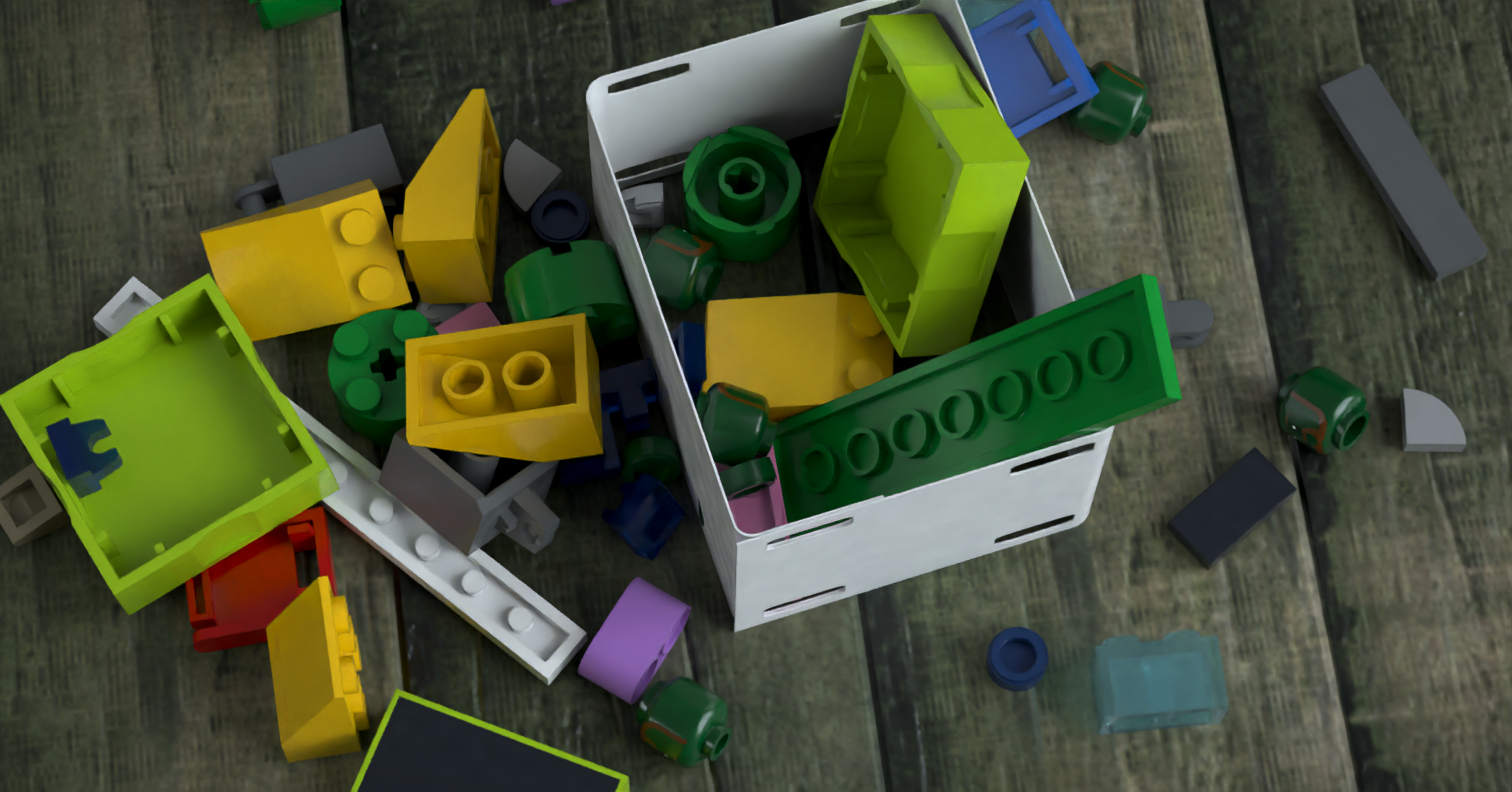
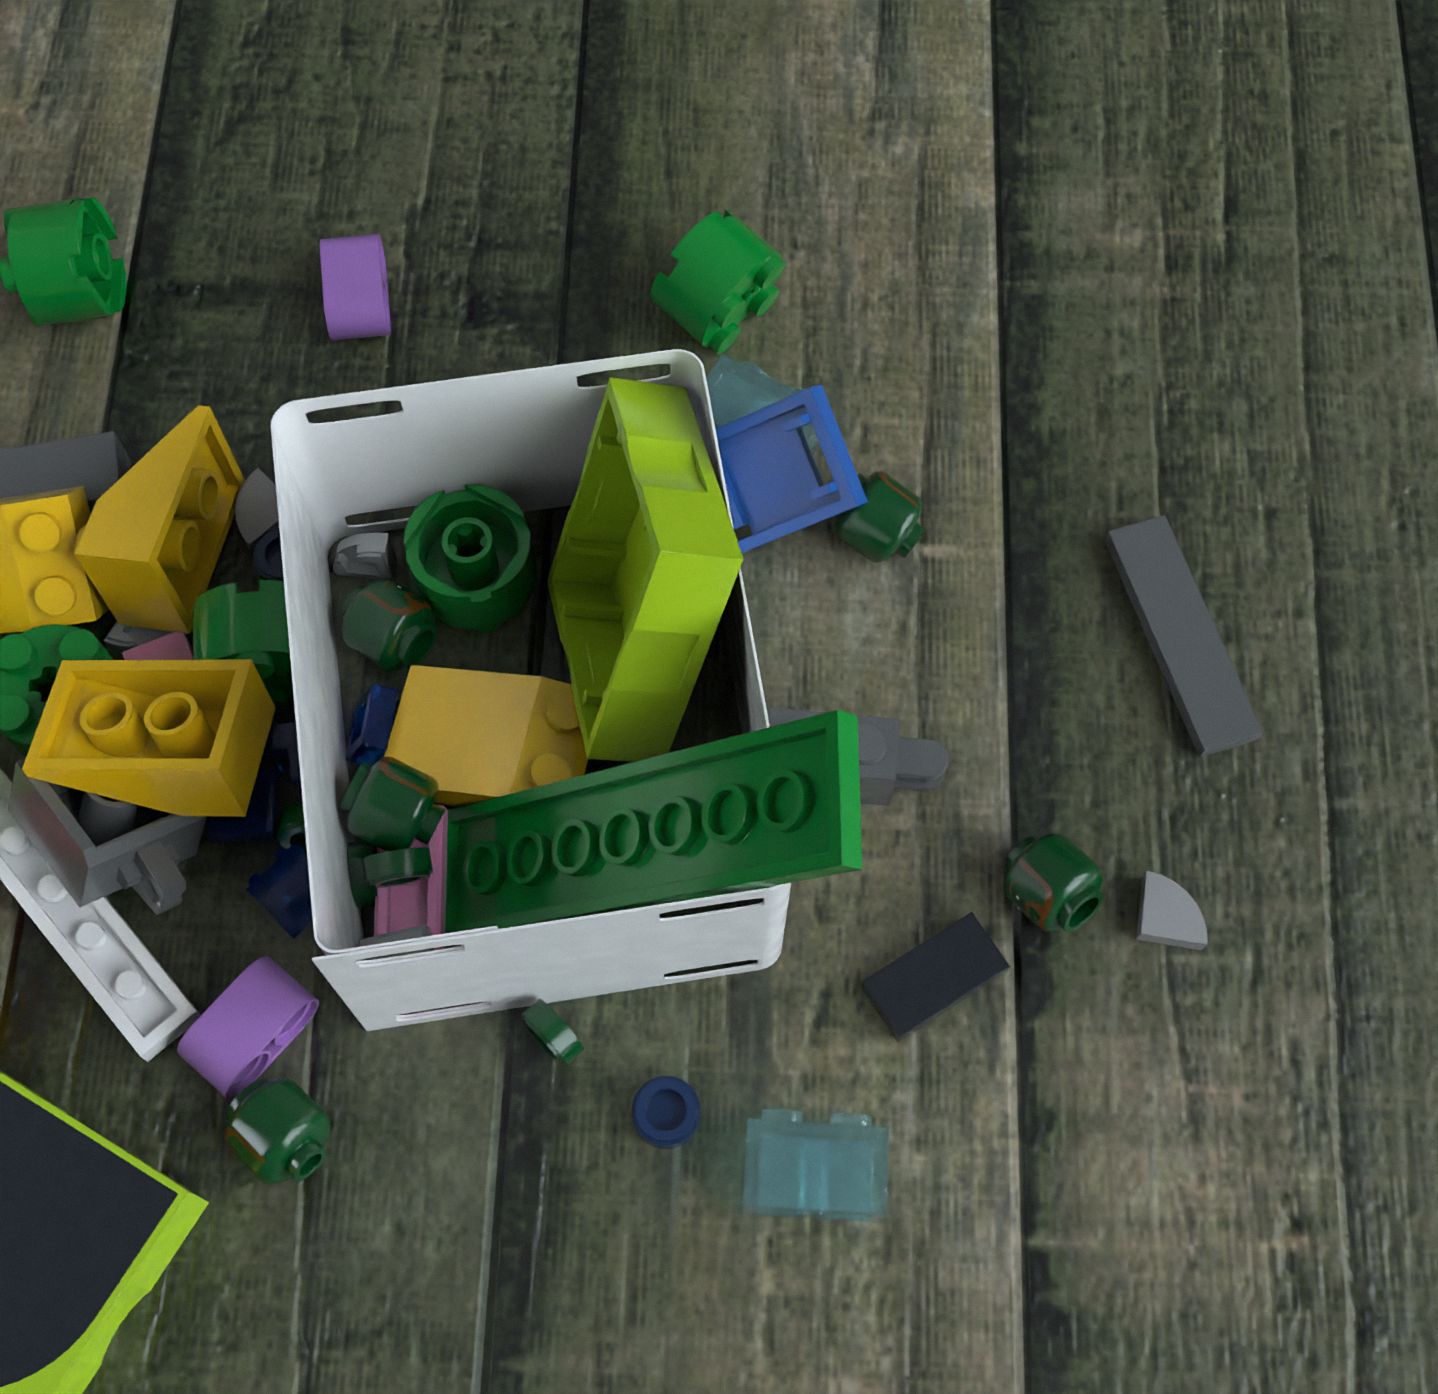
camera: 10 degrees right, 0 degrees up
(905, 604) = (551, 1032): none -> dark green tile

